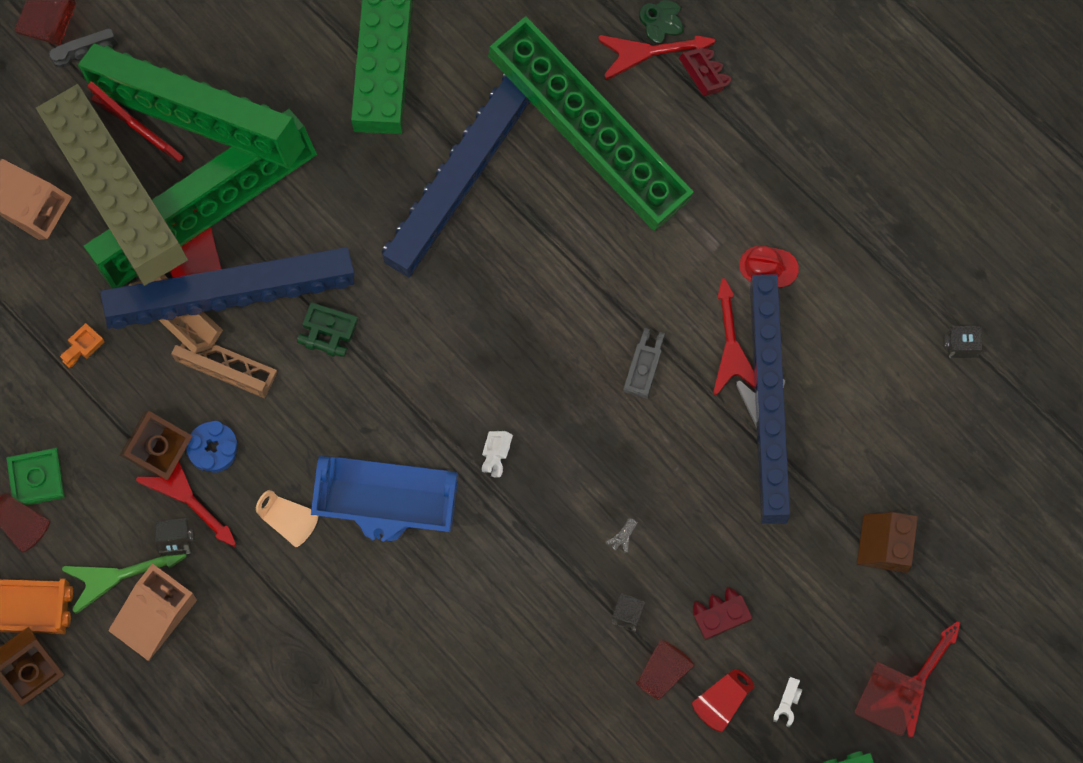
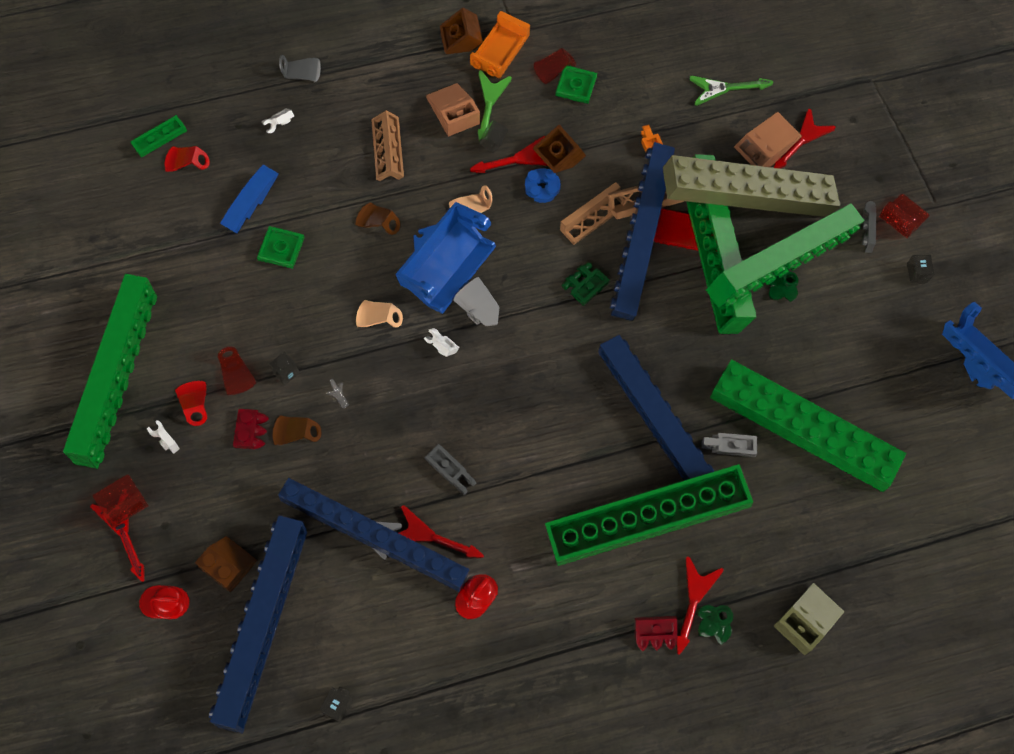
camera: 110 degrees right, 5 degrees down
(108, 104) = (821, 215): red piece -> none
(252, 658) = (390, 143): none -> medium nougat fence
(365, 623) = (376, 216): none -> reddish brown piece
(421, 434) = (478, 303): none -> light grey panel
(450, 84) = (731, 444): none -> light grey hinge
(469, 716) = (280, 247): none -> green plate
(498, 549) = (377, 312): none -> light nougat piece
(695, 561) = (293, 429): none -> reddish brown piece
(932, 460) = (259, 625): none -> dark blue brick
(966, 587) = (164, 602): none -> red piece

